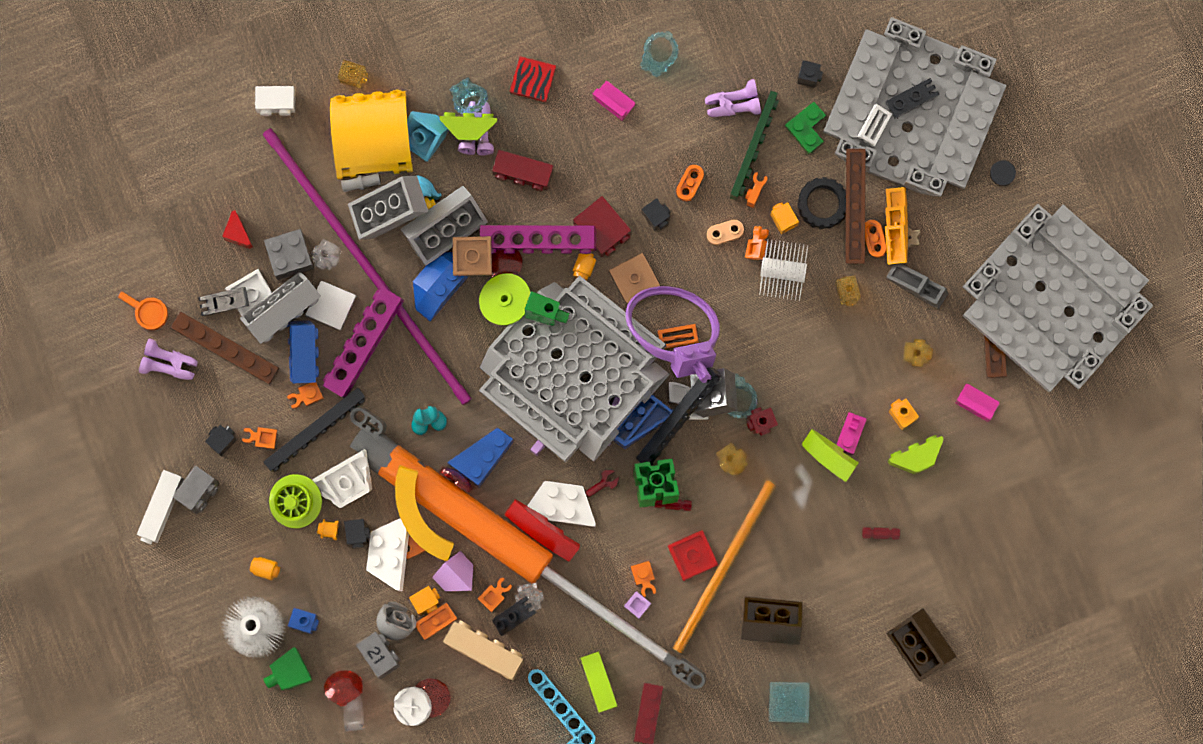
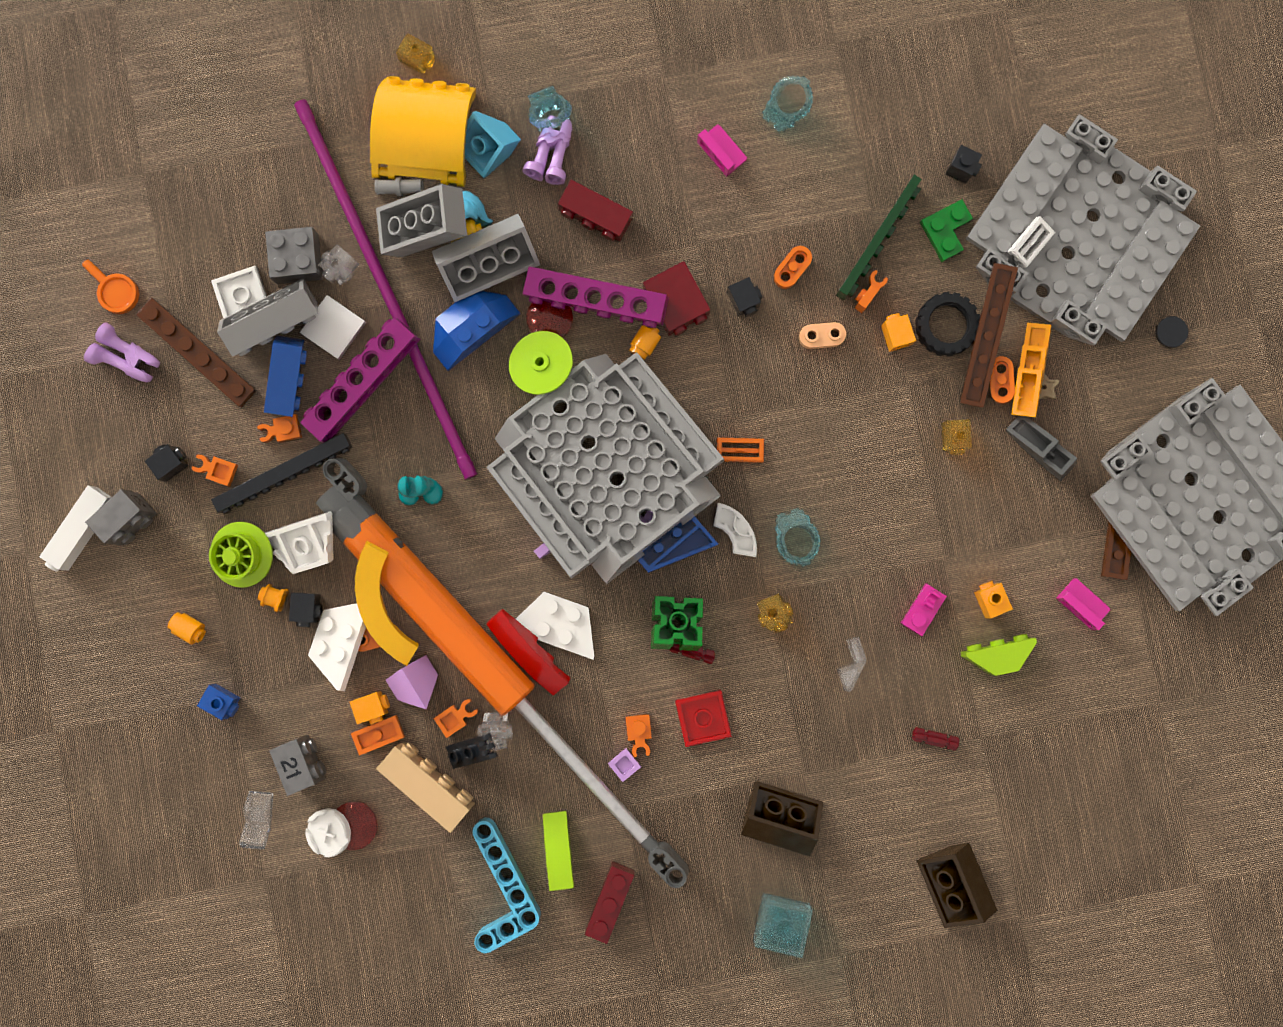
camera: 10 degrees right, 5 degrees up
(224, 301) = (205, 296): hinge -> none
(235, 232) = (237, 214): red slope -> none
(262, 628) = (154, 699): white piece -> none
(275, 100) = (317, 66): white piece -> none
(288, 671) = (189, 759): green torso -> none
(343, 687) = (249, 793): clear red dish -> none
(395, 621) = (328, 726): light grey cylinder -> none
(458, 478) = (441, 571): clear red dish -> none
(468, 126) = (539, 142): lime slope -> none
(472, 256) = (510, 301): medium nougat plate -> none
(482, 457) = (474, 548): blue wedge -> none
(532, 79) = (630, 104): red tile -> none
(537, 308) = (577, 379): green torso -> none
(601, 484) = (612, 609): dark red bar -> none
(633, 277) = (702, 369): medium nougat plate -> none
(678, 418) = (722, 549): black piece -> none
(685, 359) = (744, 483): medium lavender brick -> none
(721, 398) = (769, 528): flat silver brick -> none
(725, 563) = (743, 734): light orange axle -> none
(728, 108) = (857, 185): lavender piece -> none
(757, 246) = (859, 359): orange plate -> none
(767, 417) = (827, 577): dark red brick -> none
(783, 270) = (887, 396): white piece -> none
(829, 455) = (894, 633): lime slope -> none
(910, 352) = (1025, 539): clear yellow brick -> none
(911, 98) = (1082, 219): black hinge -> none

